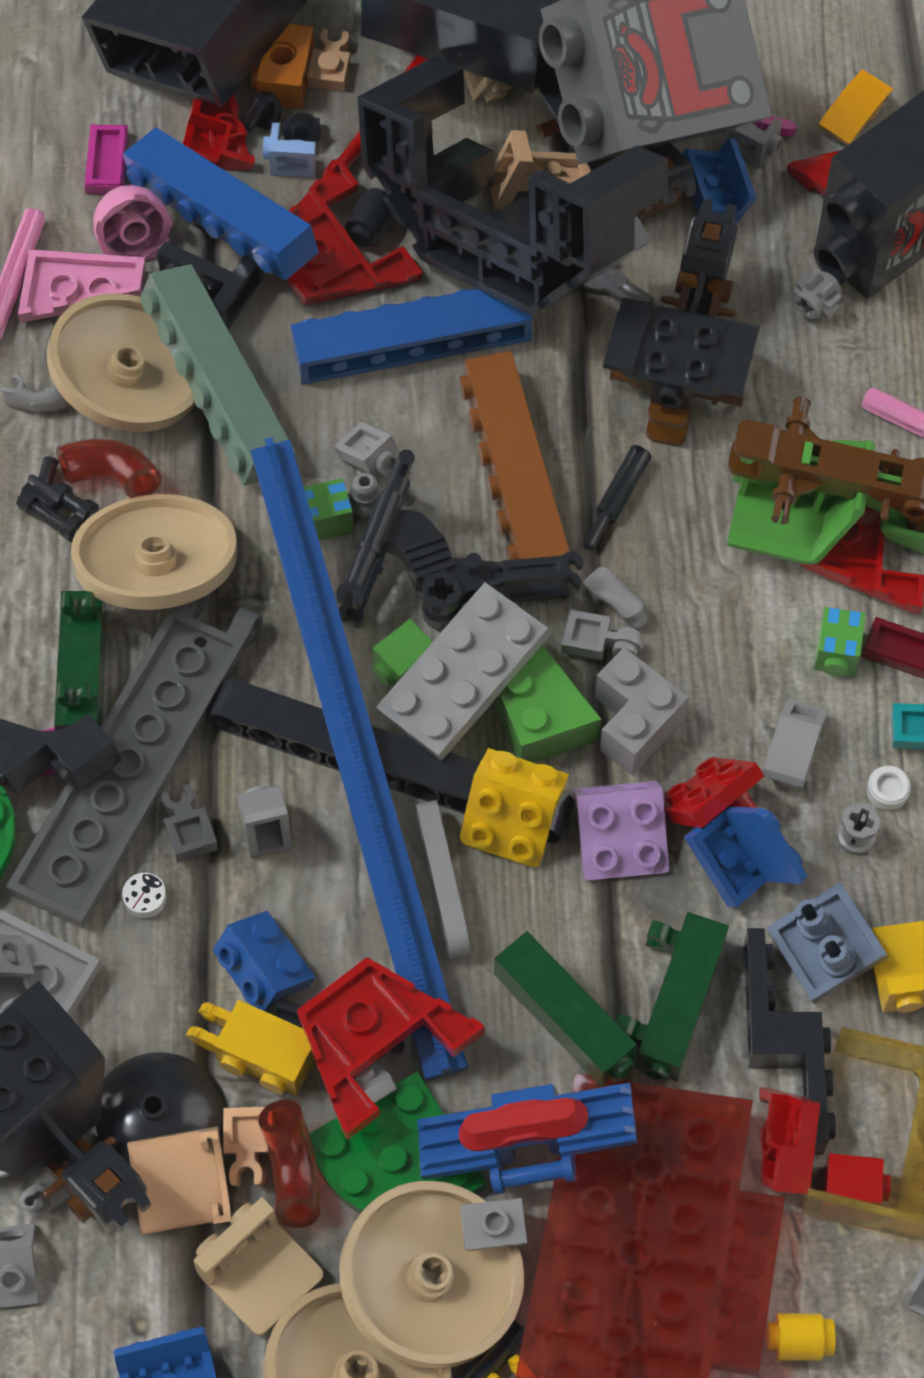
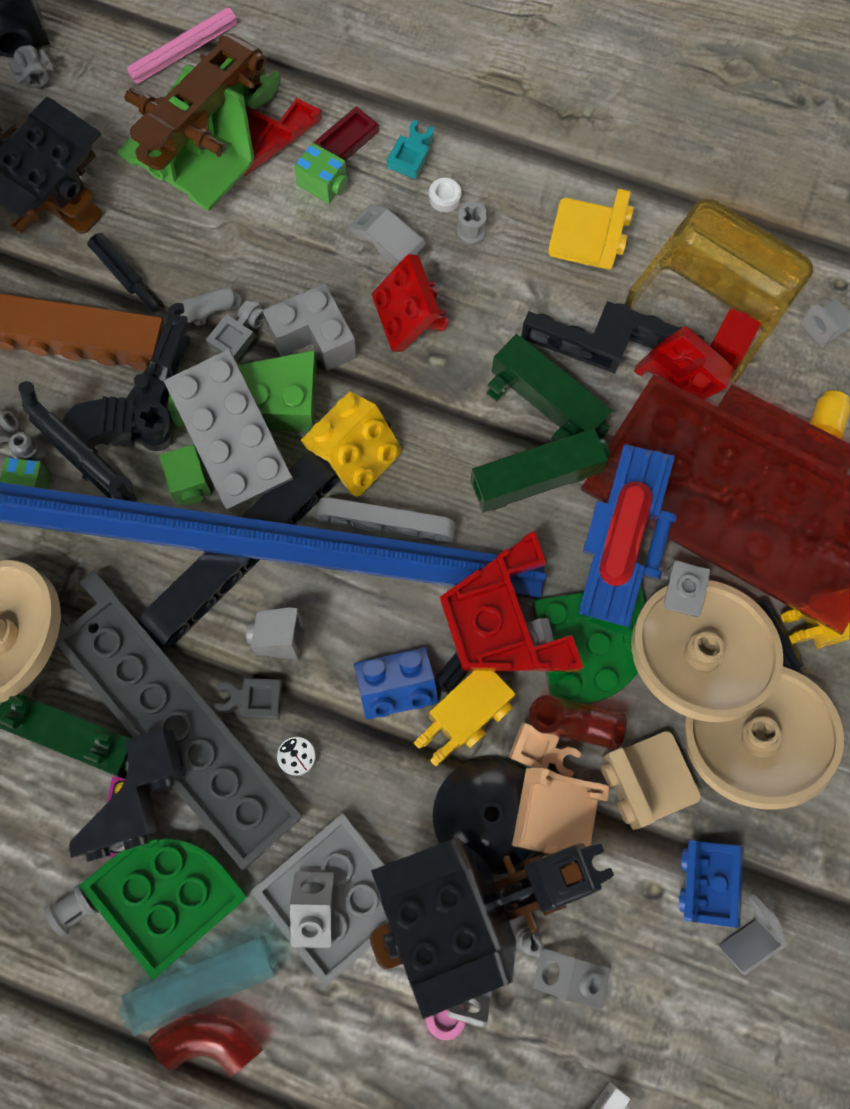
camera: 70 degrees left, 10 degrees up
(622, 830) = (400, 376): lavender bracket -> none
(743, 852) = (462, 294): blue bracket -> none
(827, 942) = (550, 278): sand blue plate -> none

